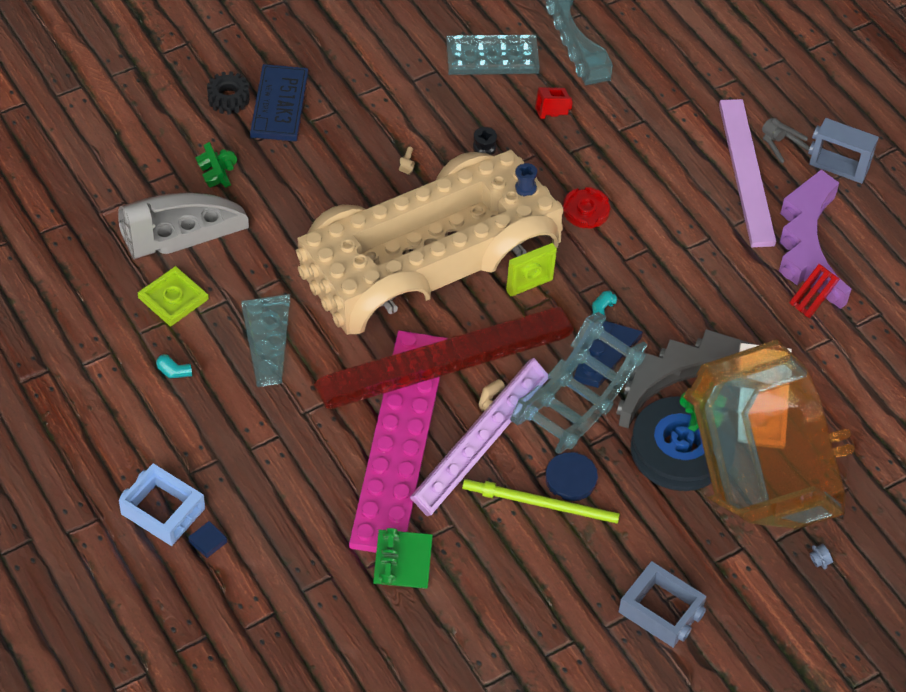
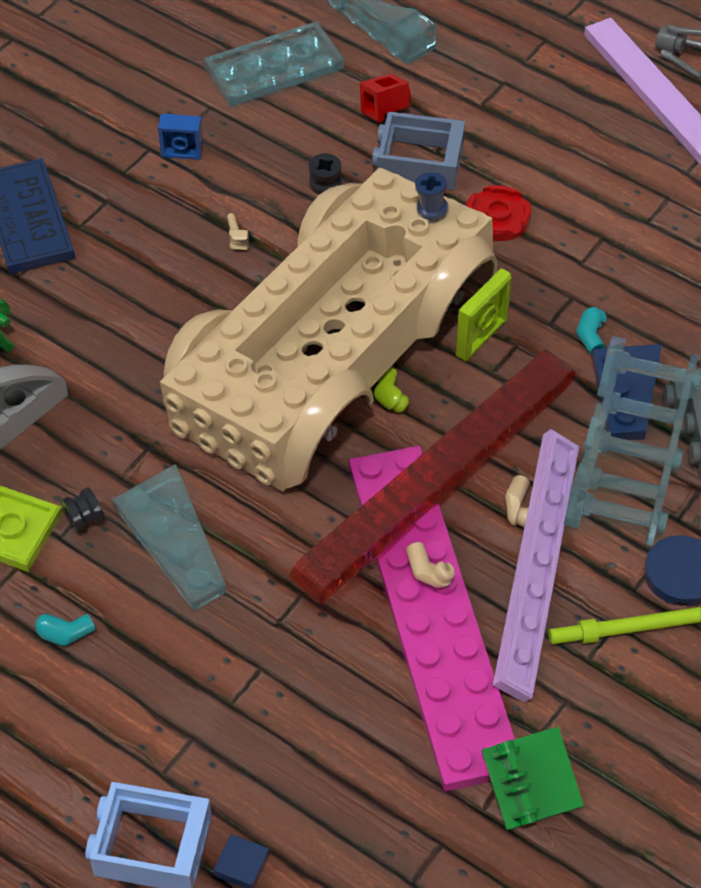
camera: 20 degrees left, 0 degrees up
(218, 301) = (82, 510): none -> black wheel
(402, 84) = (180, 136): none -> blue piece
(404, 413) = (436, 575): none -> tan arm
(446, 297) = (388, 394): none -> lime arm
(563, 133) = (420, 131): none -> sand blue window

